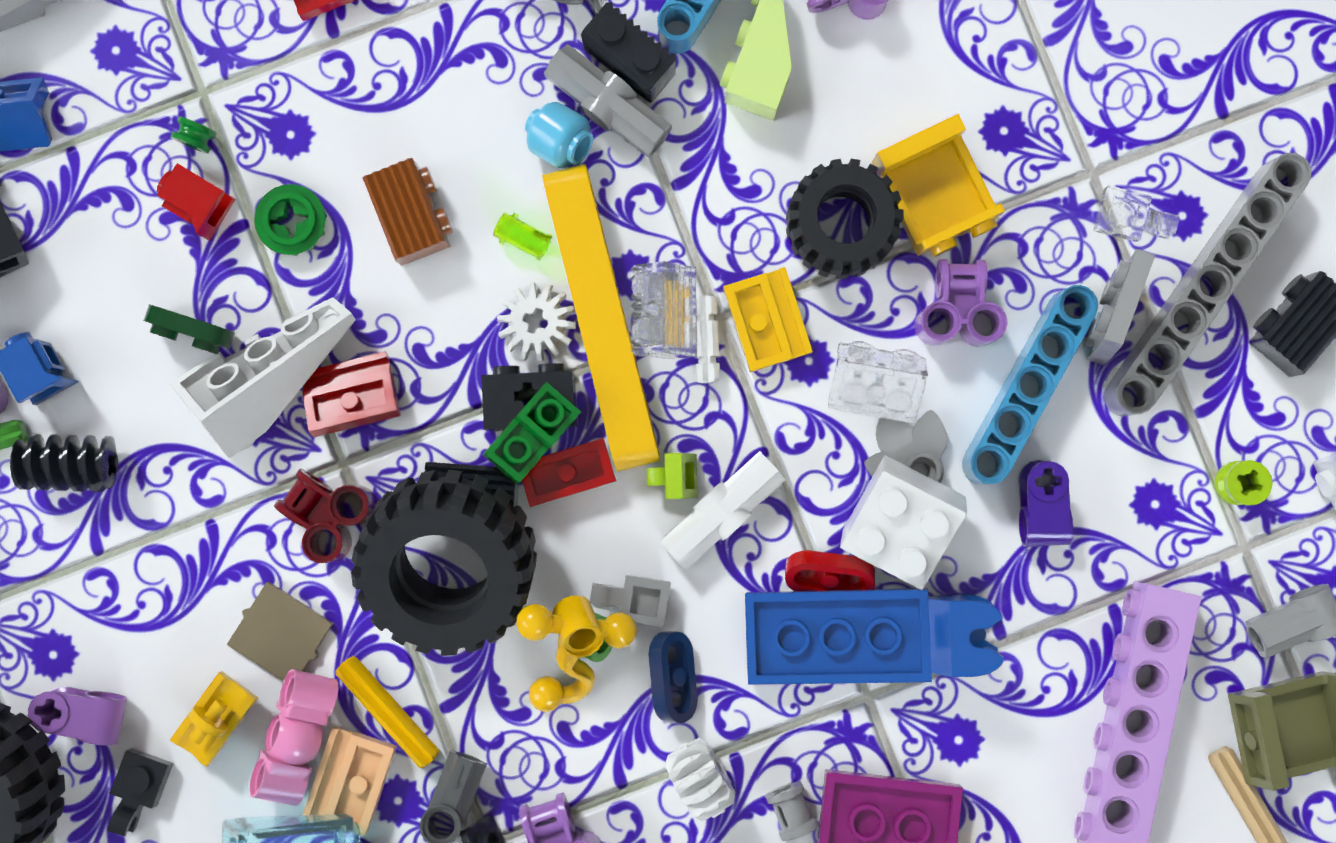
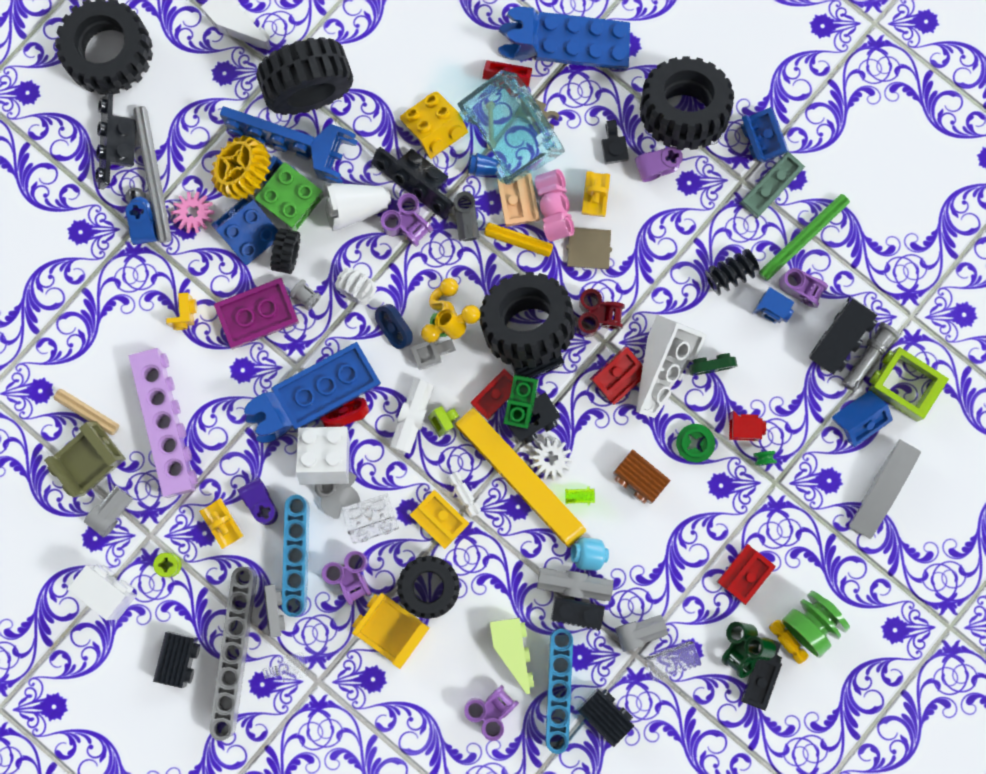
camera: 145 degrees right, 5 degrees down
(664, 310) = (491, 495): clear brick -> none
(1124, 501) = (221, 523): none -> yellow hips

